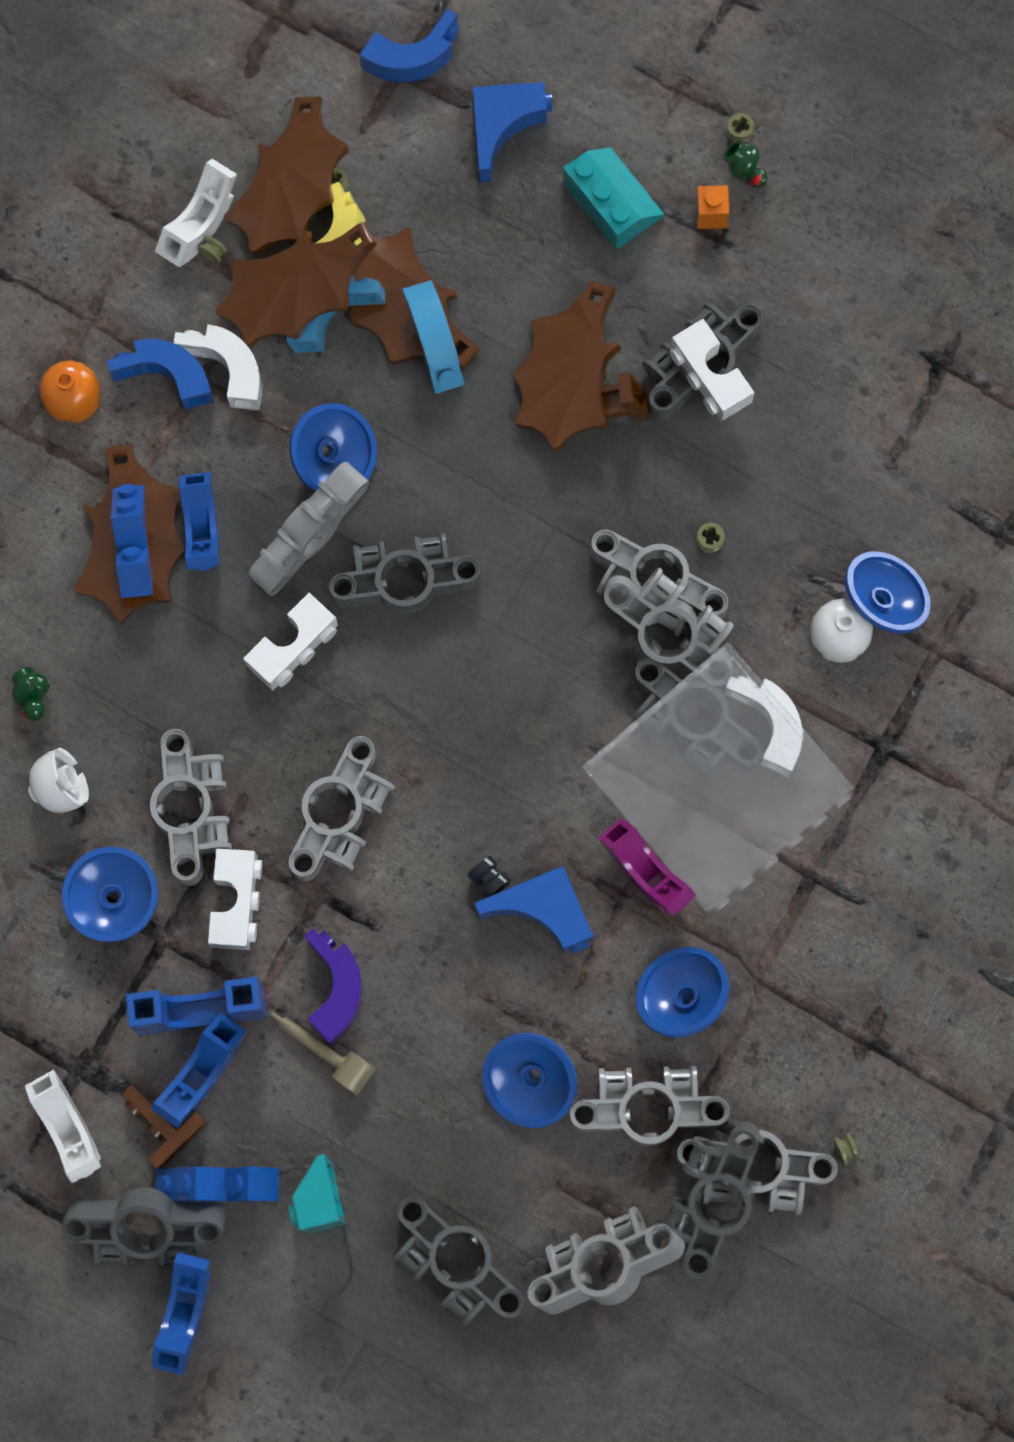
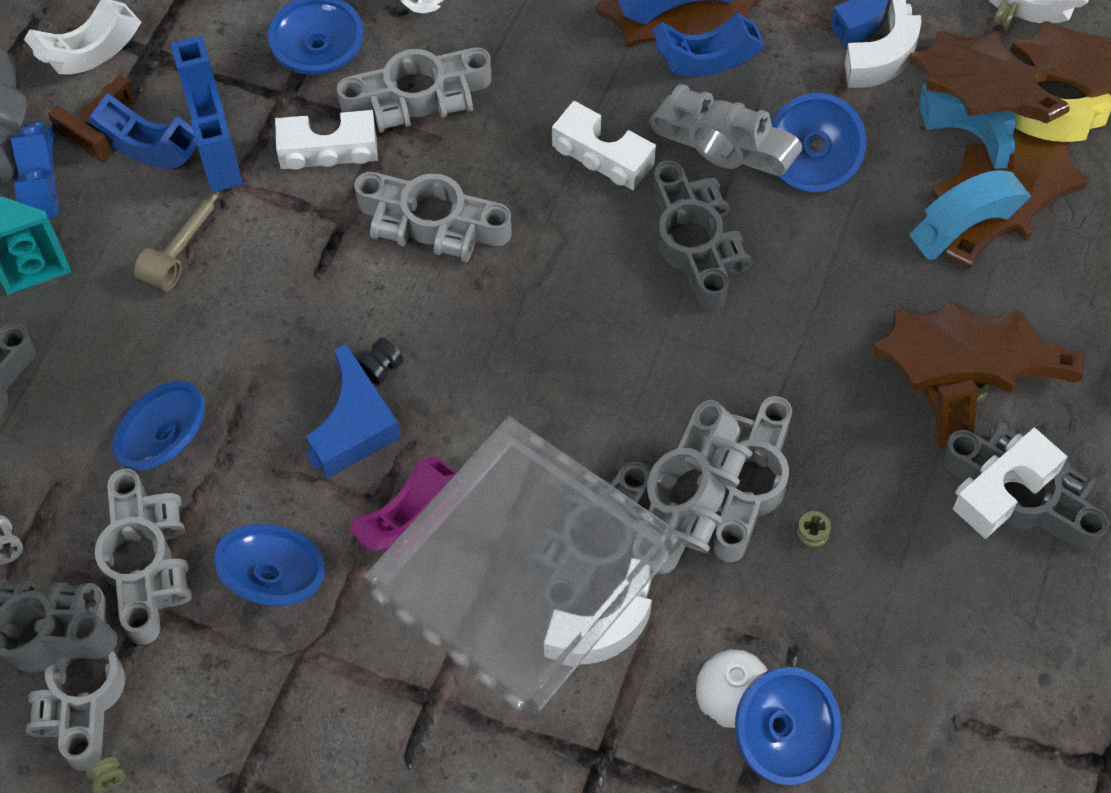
camera: 80 degrees right, 15 degrees down
(344, 1002) = (246, 249): dark purple arch -> none

